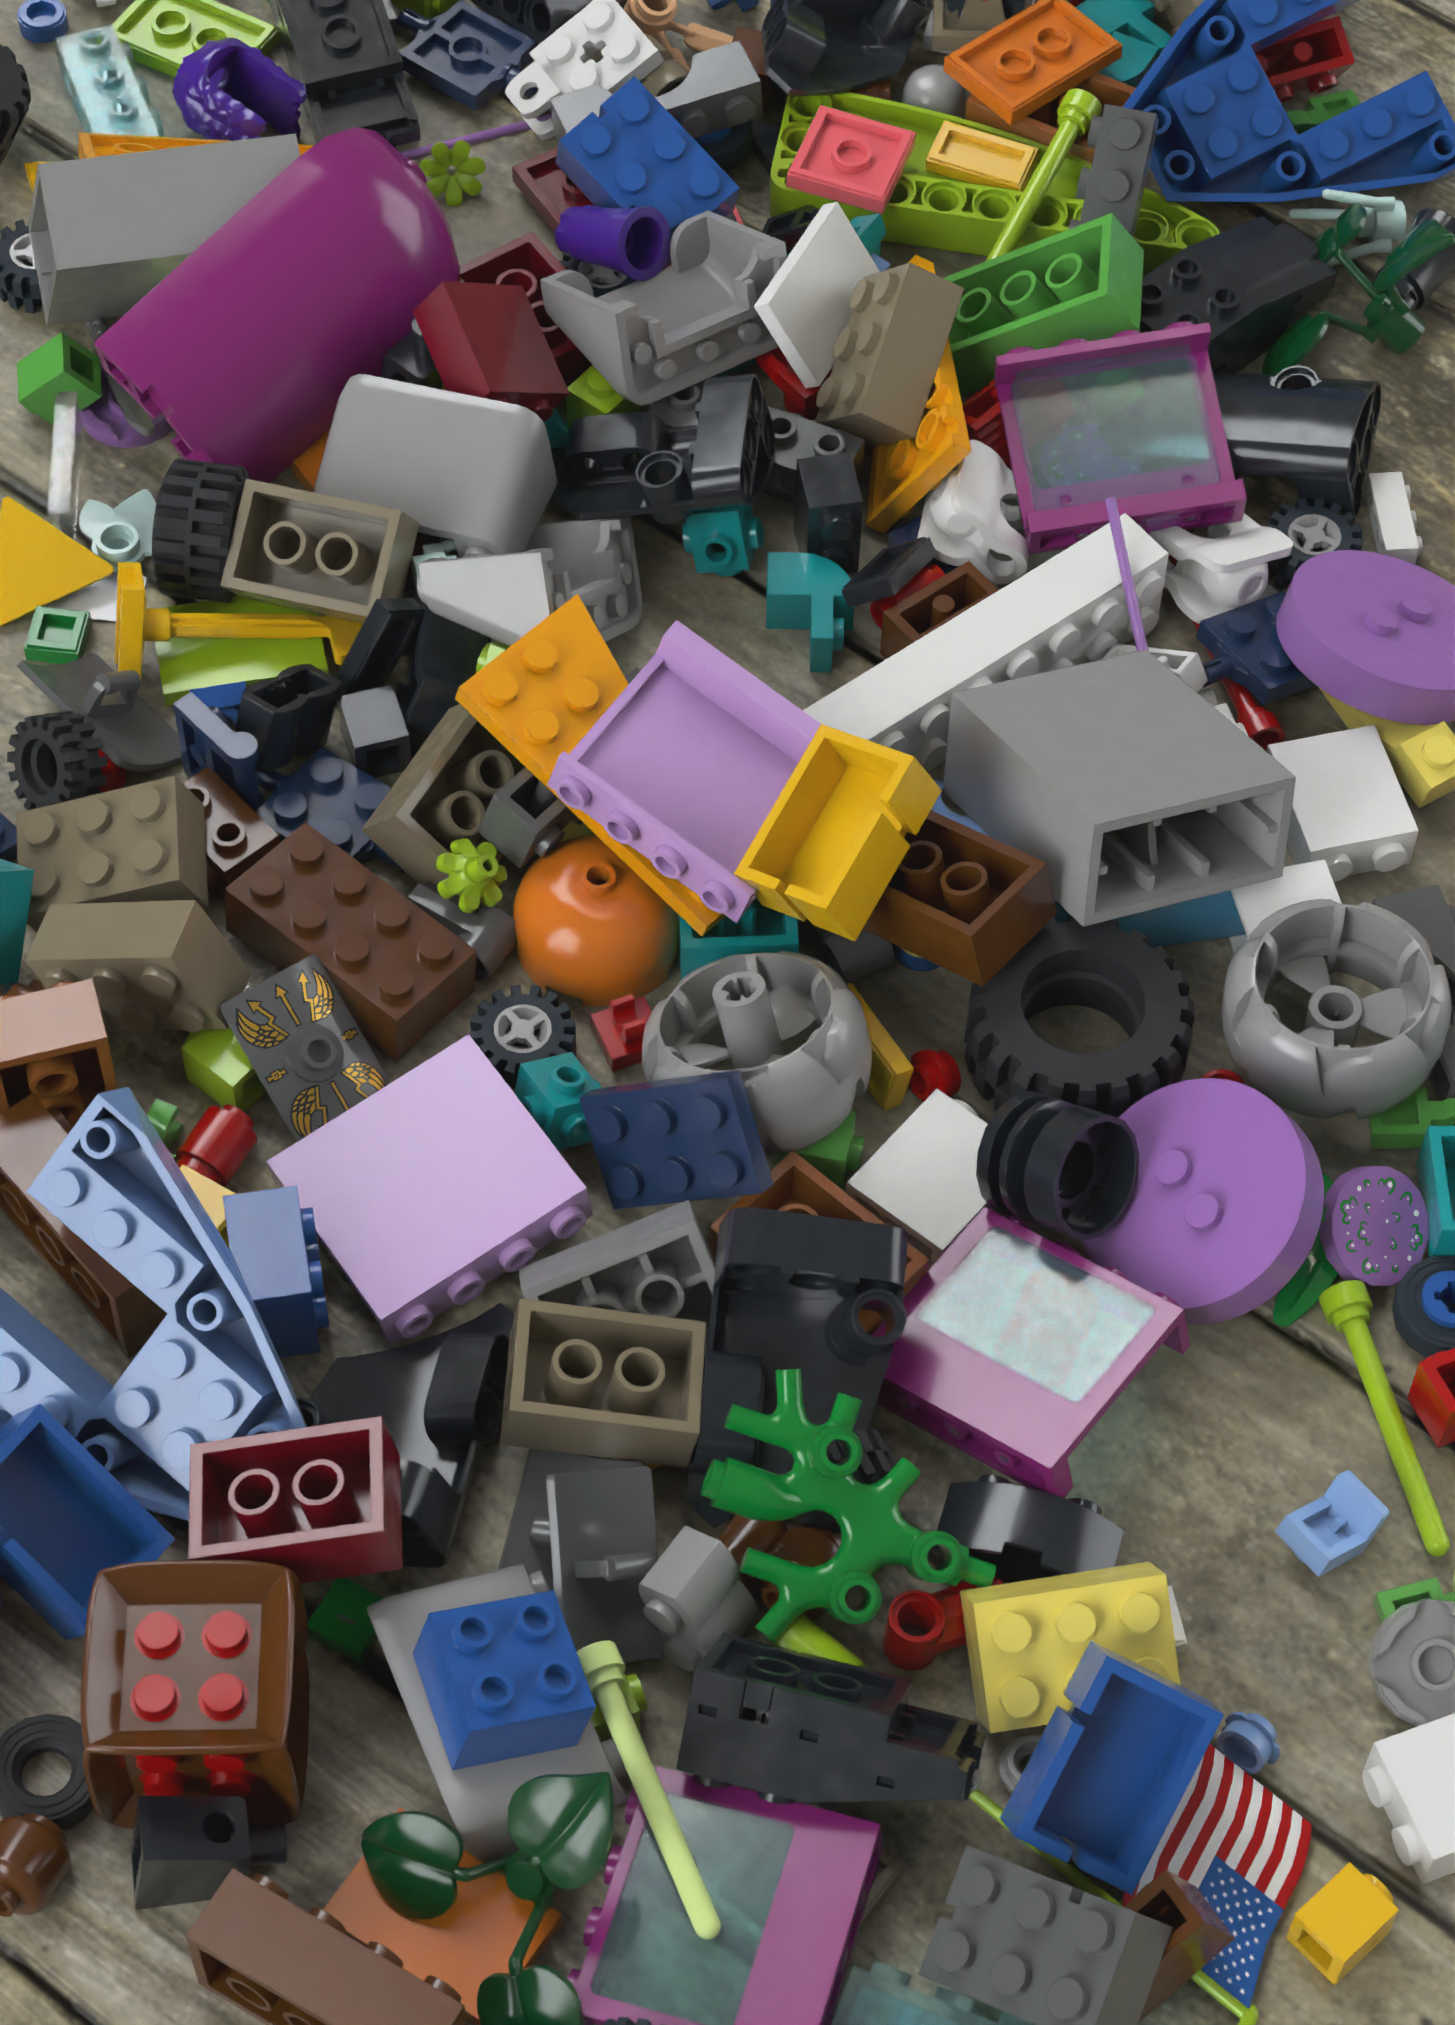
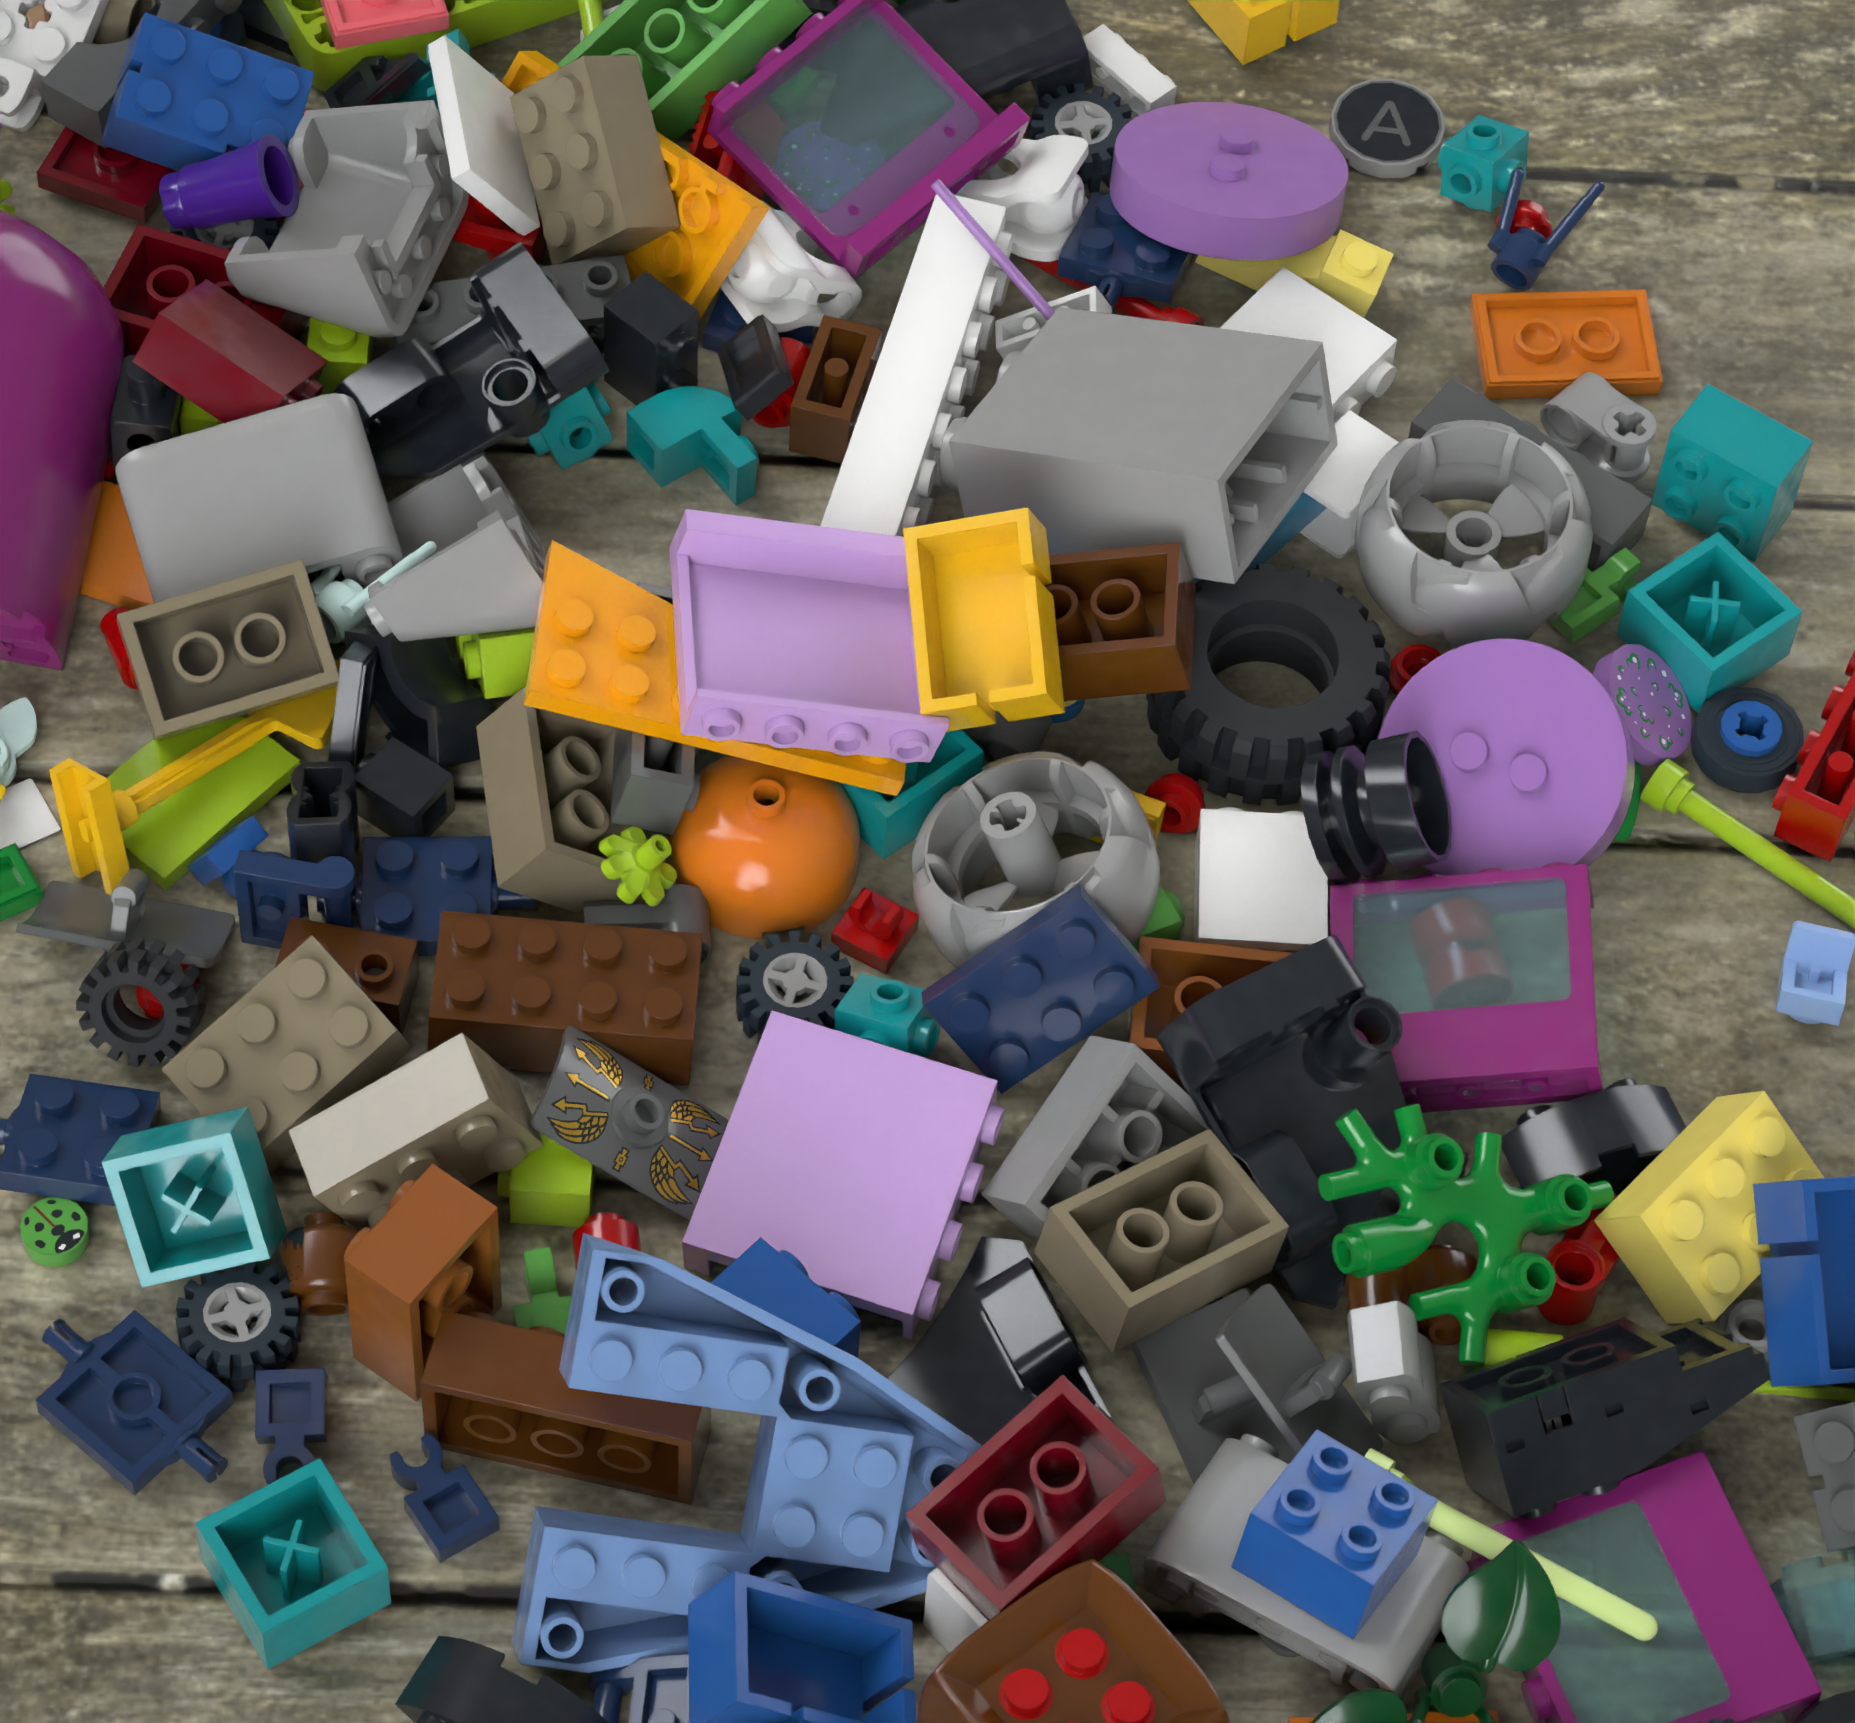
camera: 40 degrees left, 0 degrees up
(195, 528) = (82, 692): black tyre -> none

